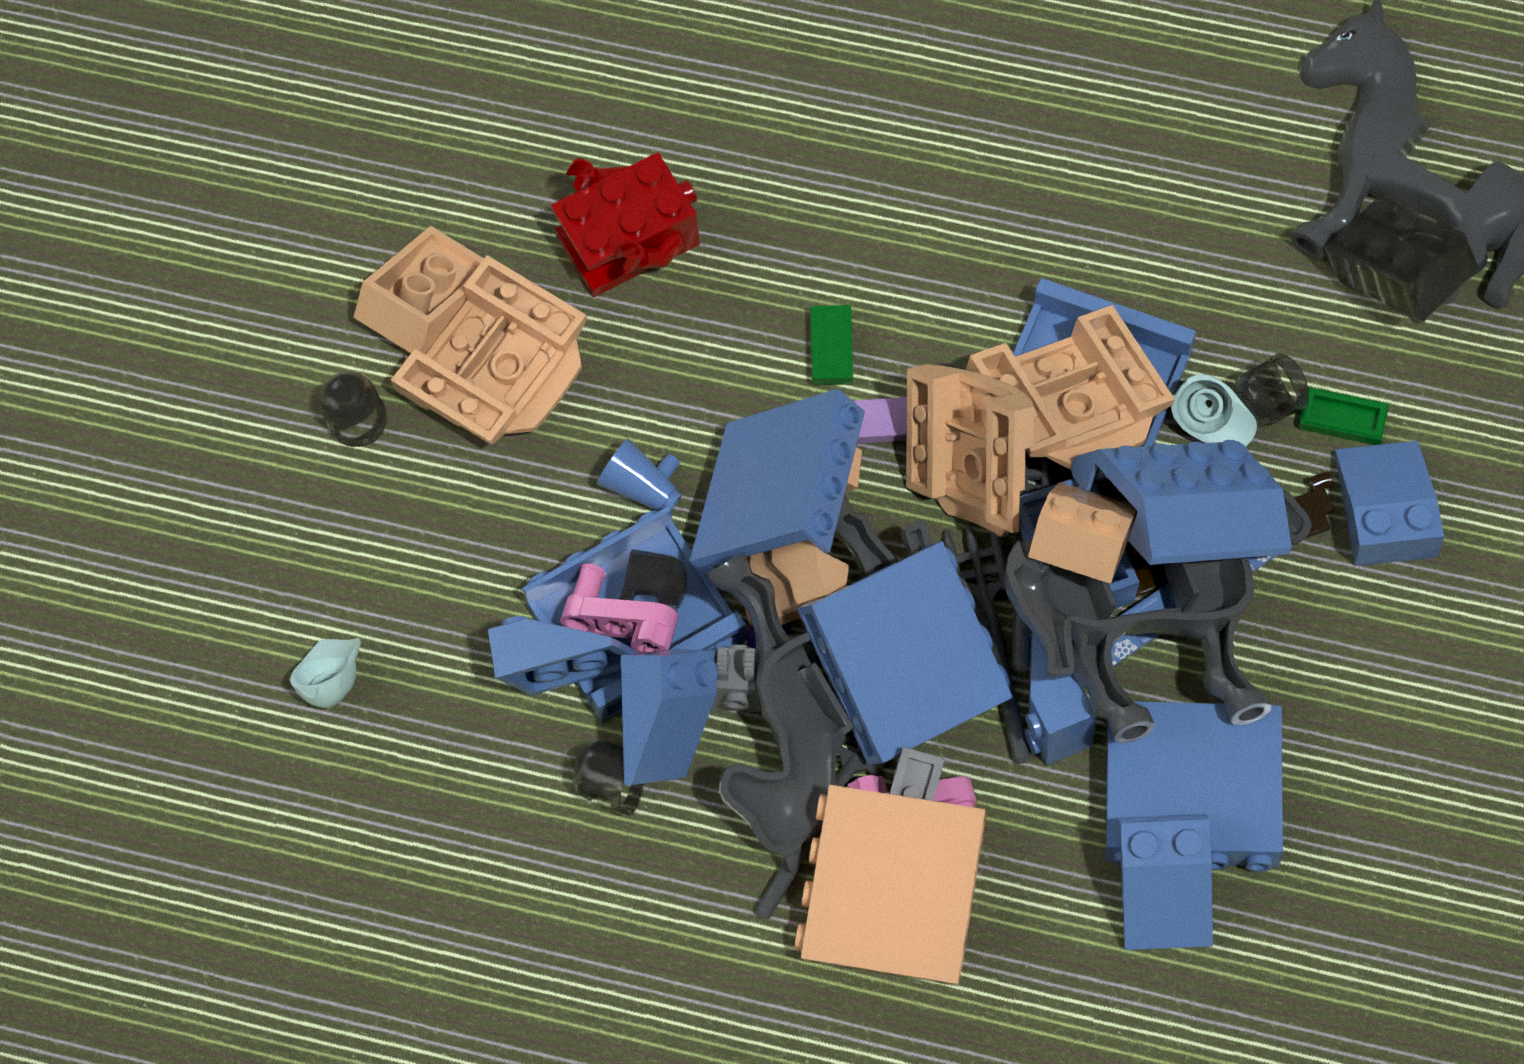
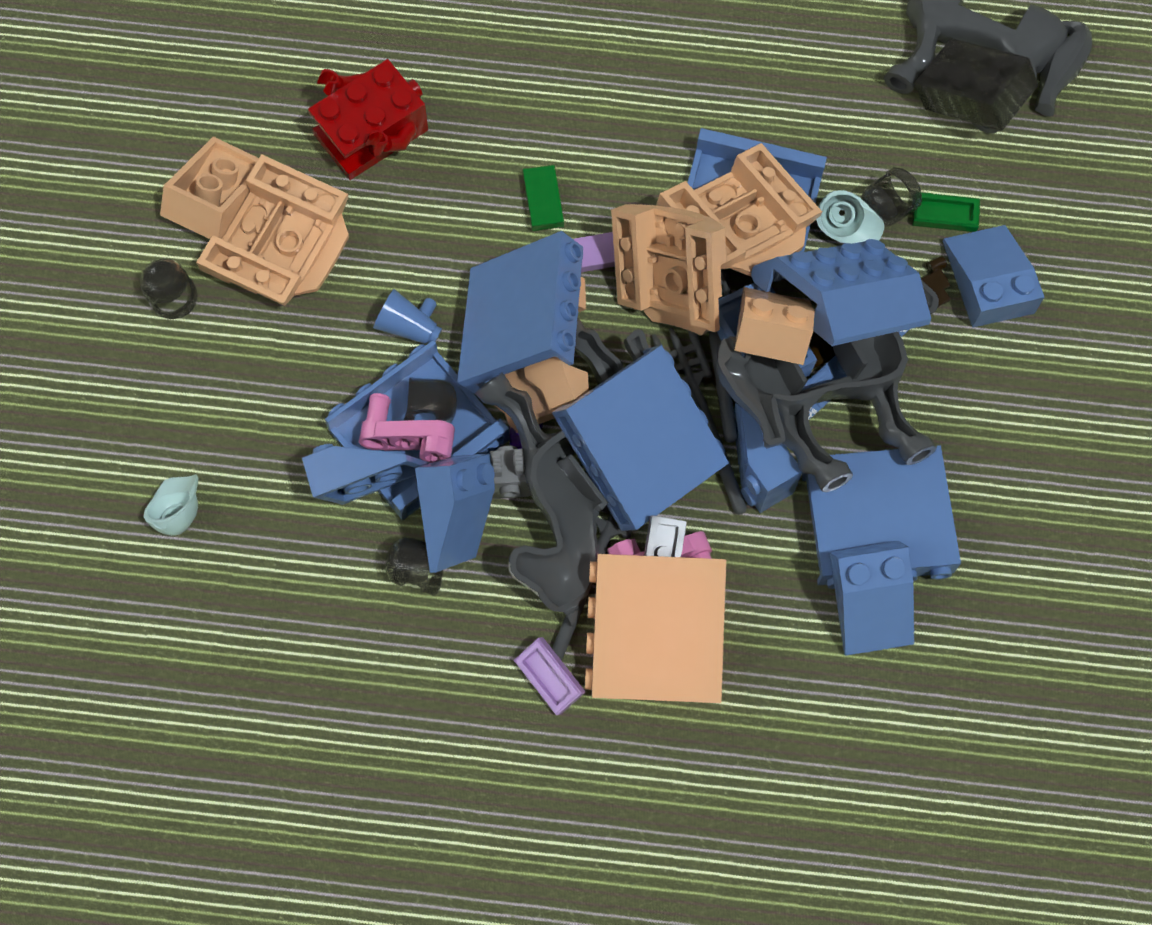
camera: 15 degrees left, 5 degrees up
(754, 929) = (549, 676): none -> lavender tile

